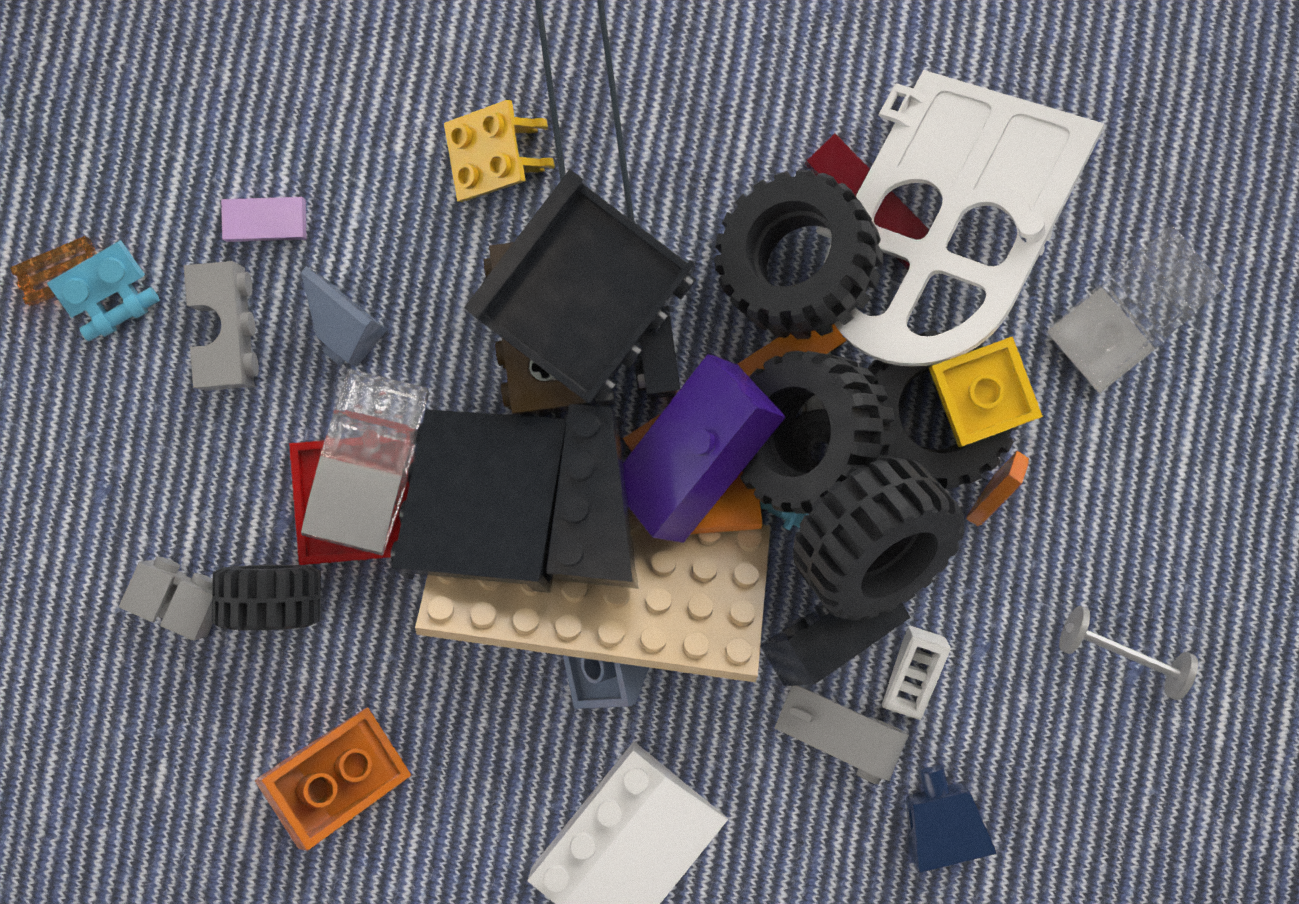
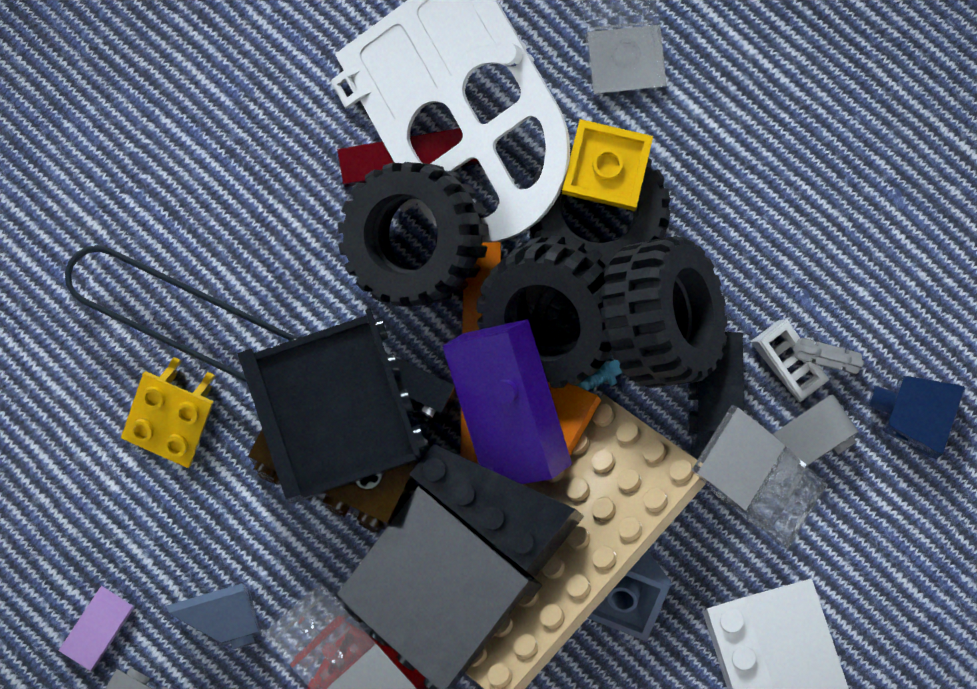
camera: 60 degrees left, 10 degrees down
(784, 721) = (759, 477): none -> slope
(941, 707) = (828, 355): none -> light grey axle
(999, 488) = (689, 204): orange tile -> none
(1179, 675) = (917, 165): light grey axle -> none

